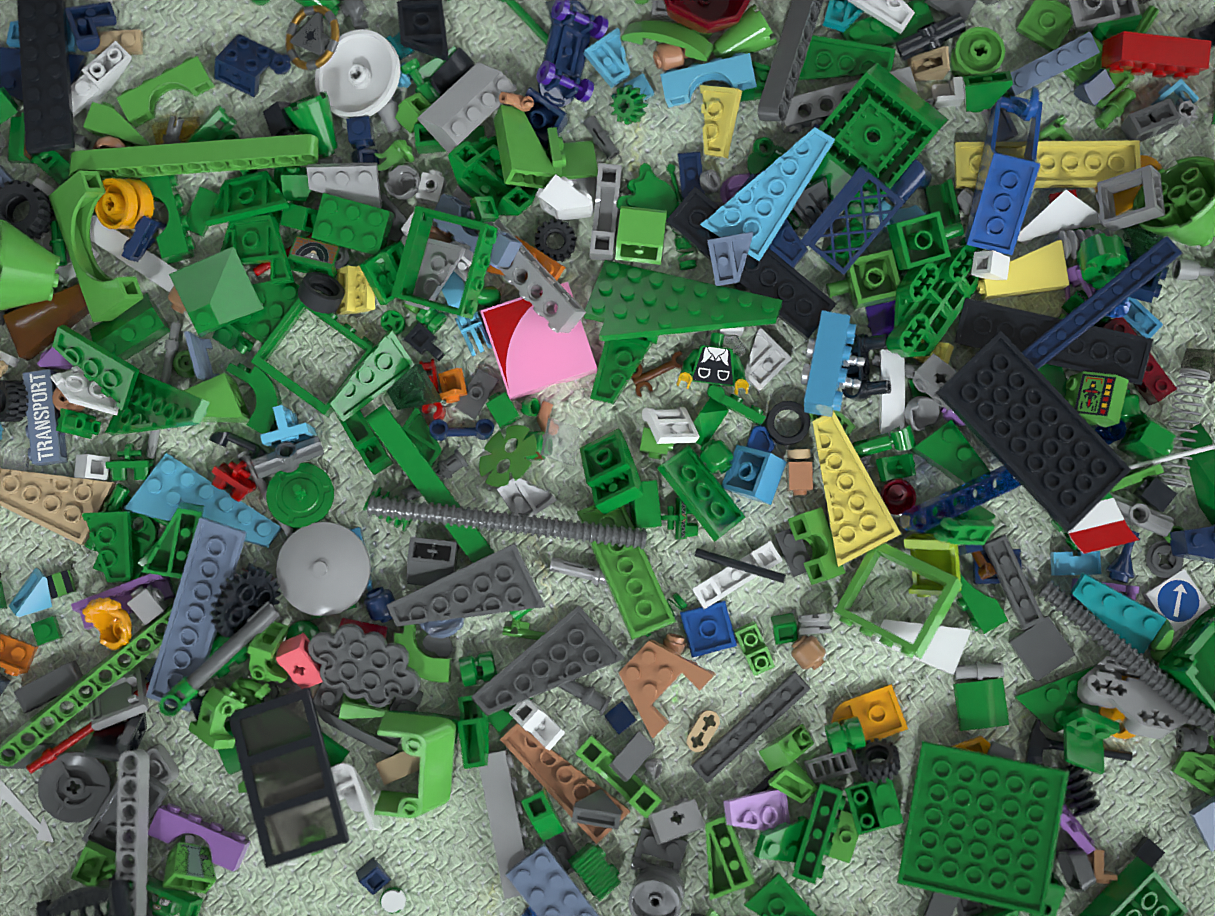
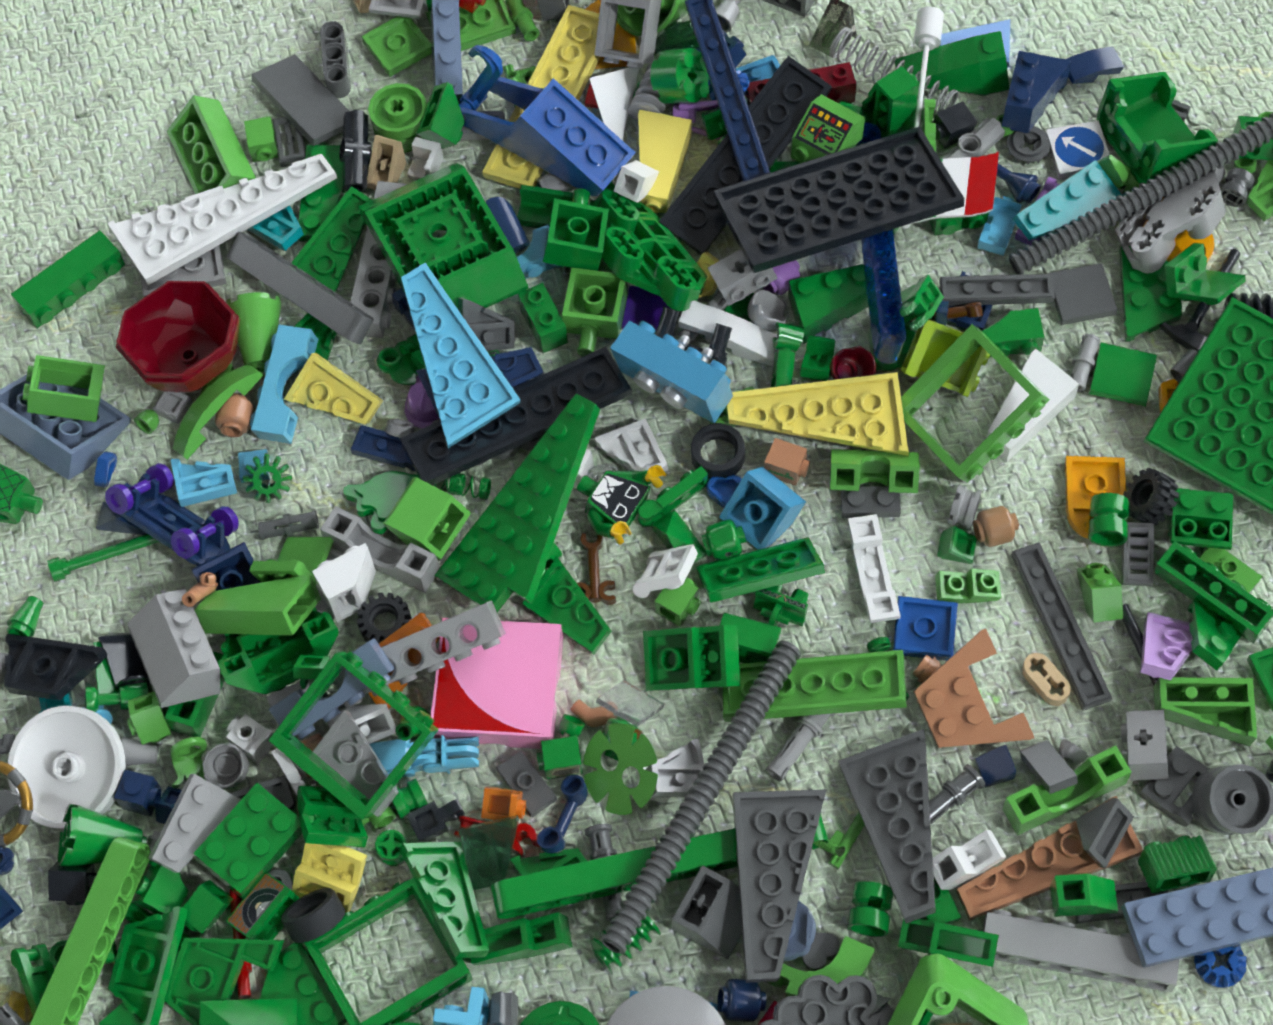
camera: 65 degrees left, 20 degrees down
(671, 169) = (363, 468): green hinge -> none
(729, 257) = (500, 427): sand blue wing -> none
(740, 565) = (863, 561): black bar -> none
(794, 782) = (1146, 599): bright green slope -> none
(798, 454) = (758, 453): tan tile -> none
(837, 206) = (499, 297): dark blue fence -> none
(1094, 88) = (491, 25): tile -> none

